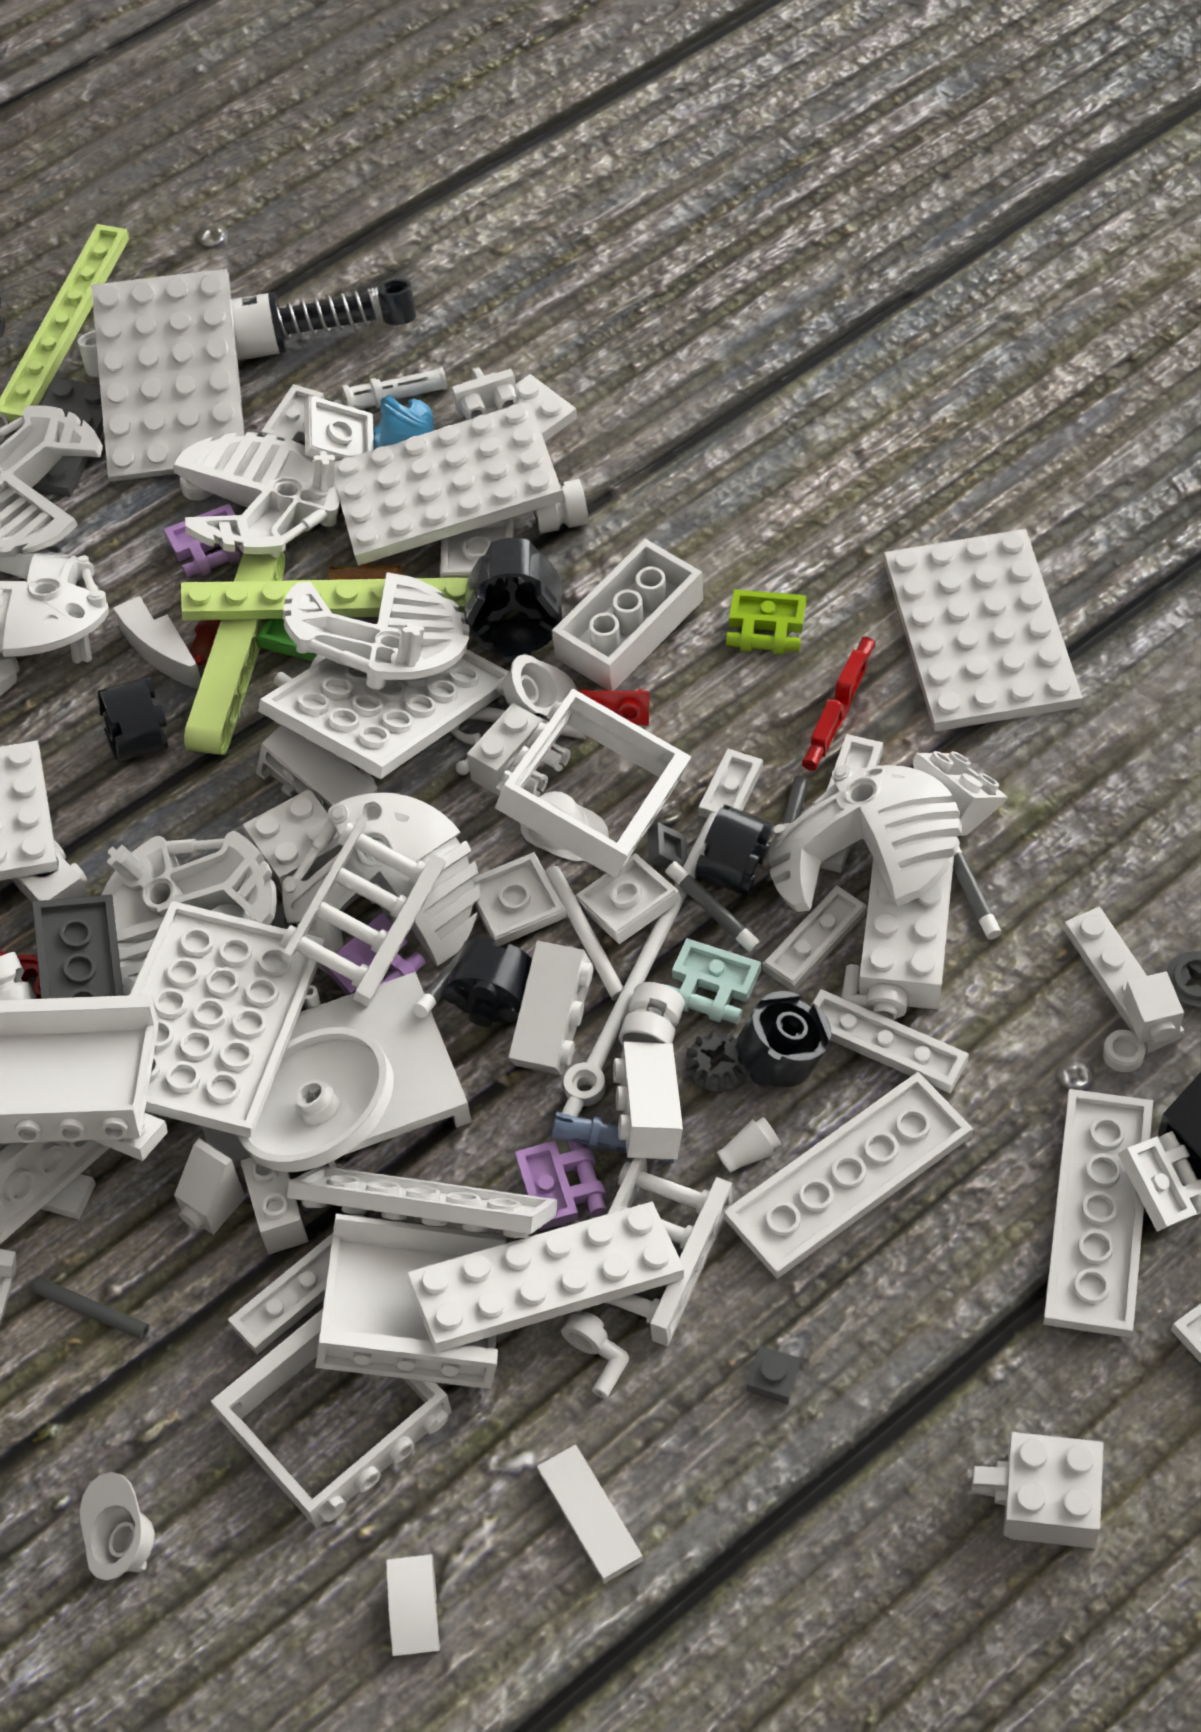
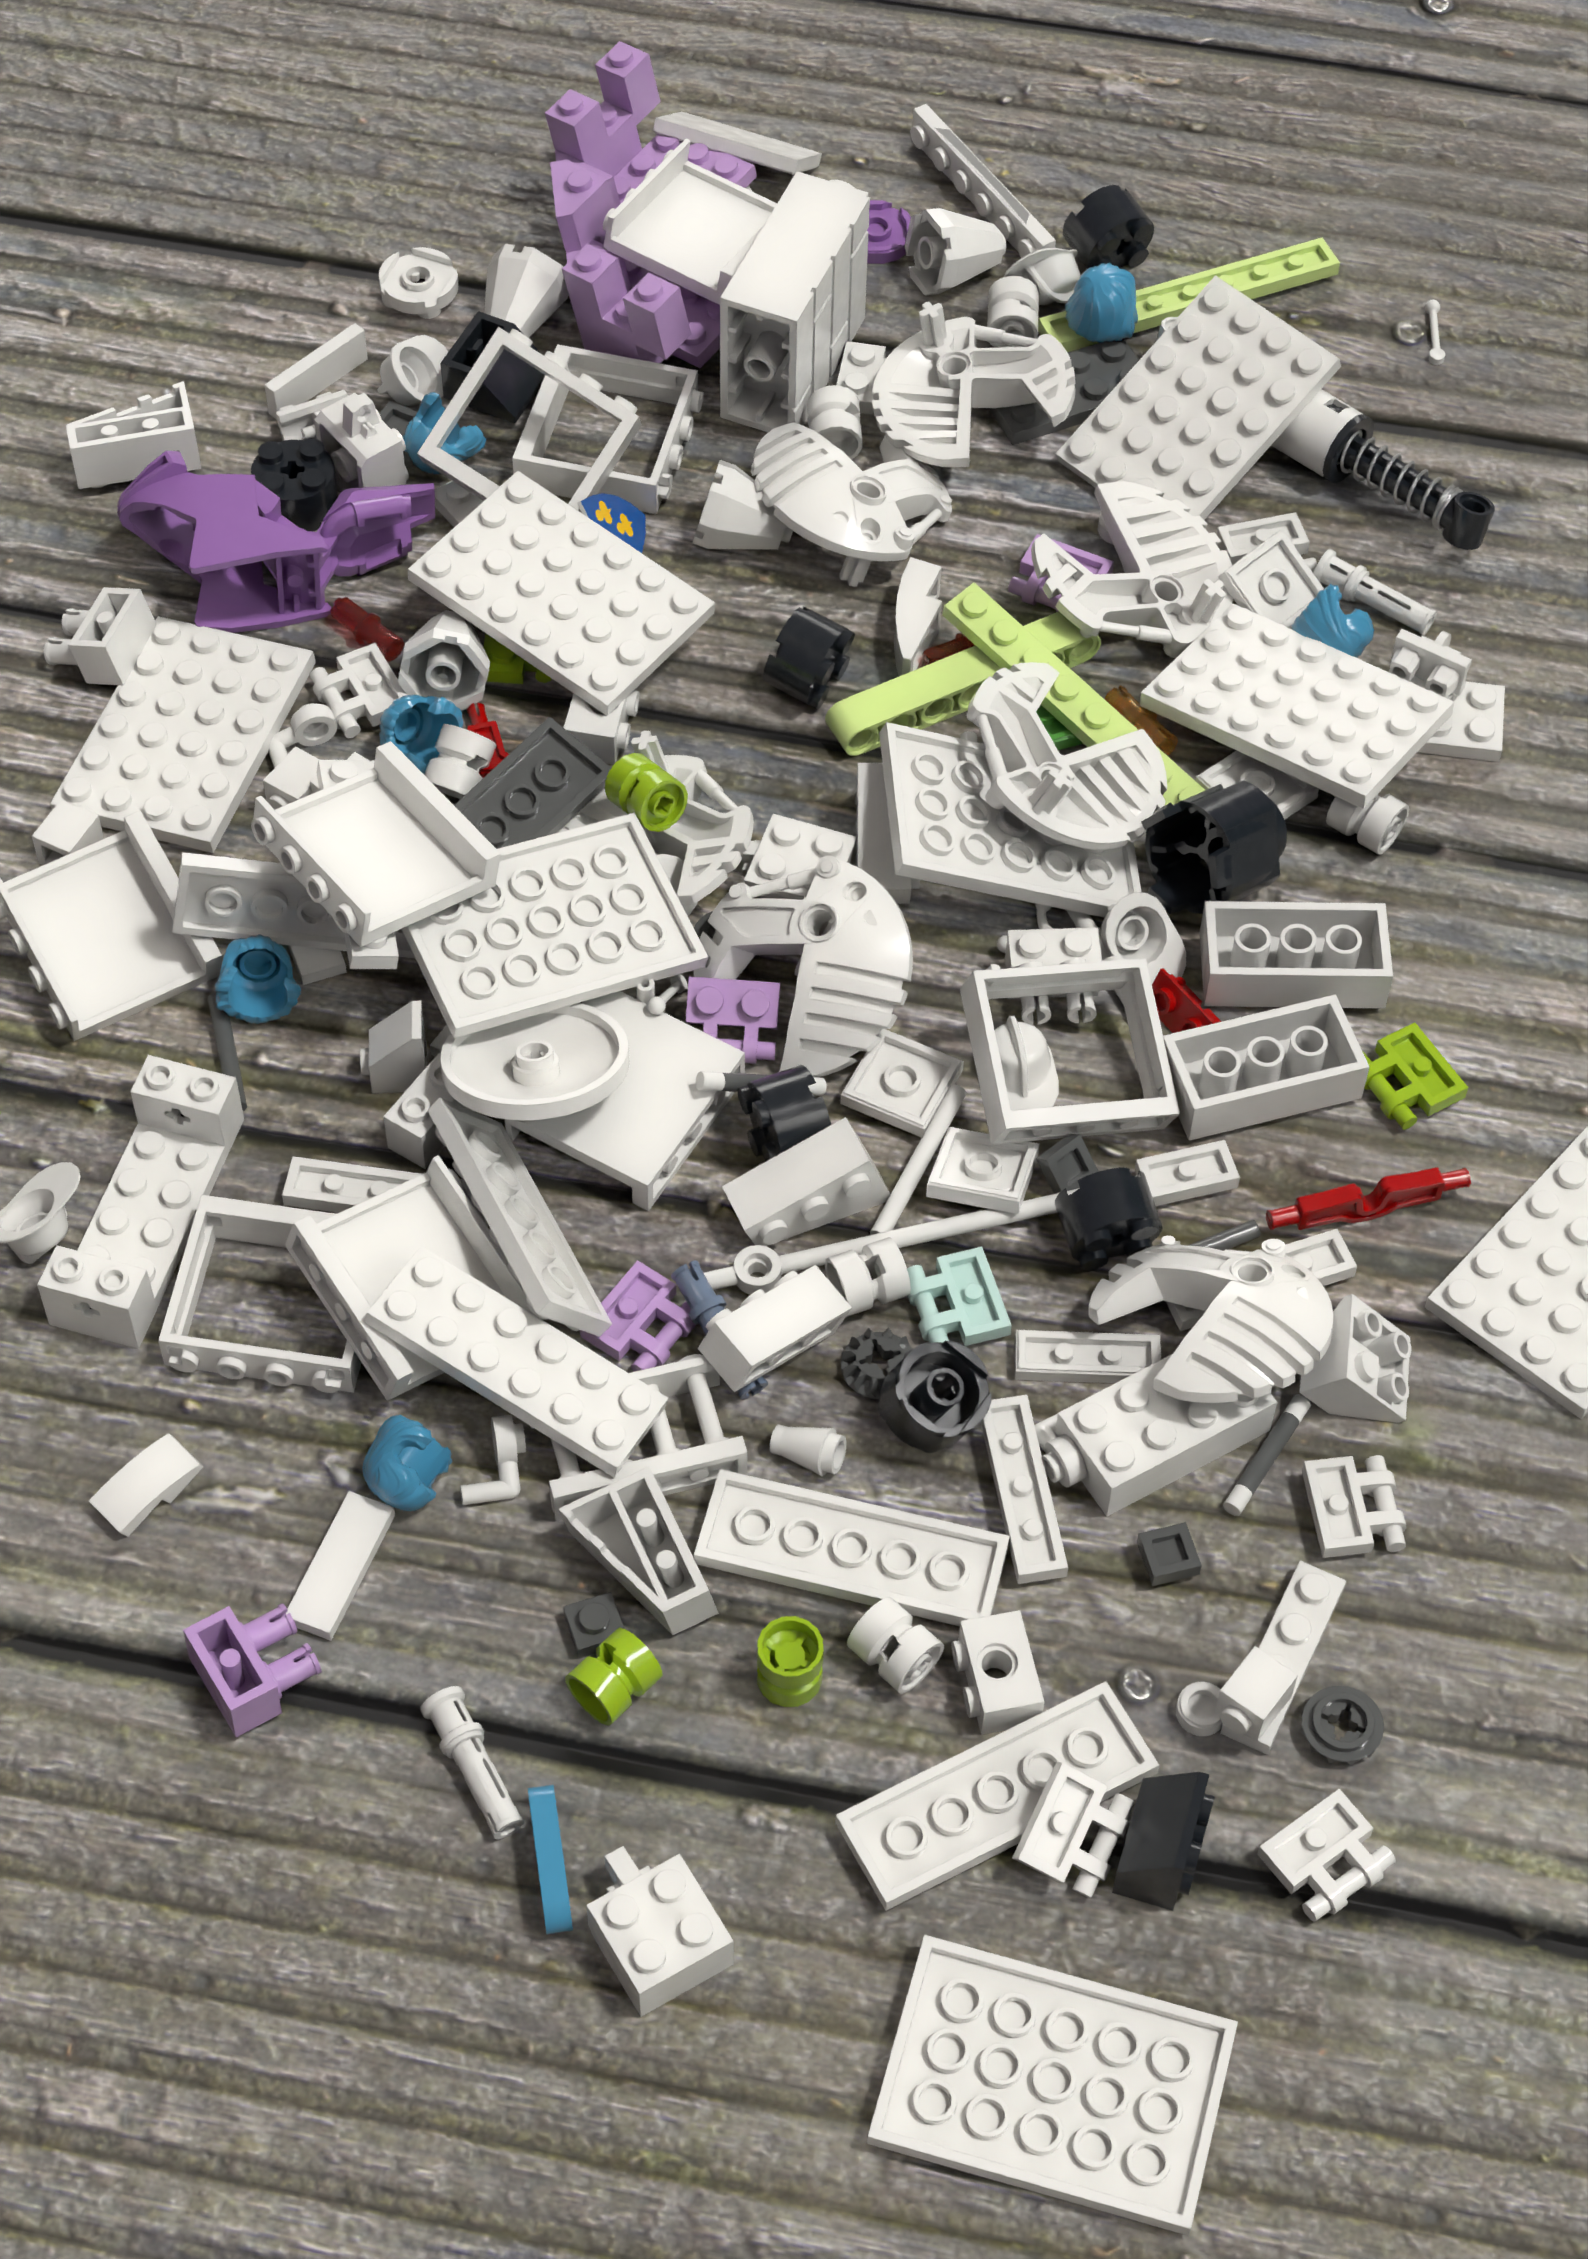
camera: 45 degrees right, 0 degrees up
(29, 365) = (1103, 304): none -> dark azure hair
(58, 1243) = (256, 981): none -> dark azure hair
(155, 884) = (646, 789): none -> lime wheel
(176, 1448) = (147, 1205): none -> white plate
(245, 235) = (1436, 354): none -> white hinge
(328, 996) = (657, 1004): none -> white hinge
(383, 943) = (781, 990): white fence -> none
(548, 1413) = (404, 1464): none -> dark azure hair
(629, 1639) = (235, 1674): none -> lavender brick
(698, 685) = (1265, 1066): none -> white brick
(712, 906) = (1036, 1245): dark grey bar -> none
(751, 1299) = (643, 1548): none -> white wedge
(801, 1522) = (463, 1742): none -> white pin
(832, 1391) = (607, 1682): none -> lime wheel
(909, 1266) = (789, 1661): none -> lime wheel
(931, 1196) = (888, 1639): none -> white wheel
(938, 1524) = (550, 1859): none -> dark azure beam
(1001, 990) = (1169, 1554): none -> dark grey plate
(1002, 1128) = (1001, 1644): none -> white brick
(1045, 874) = (1339, 1507): none -> white plate

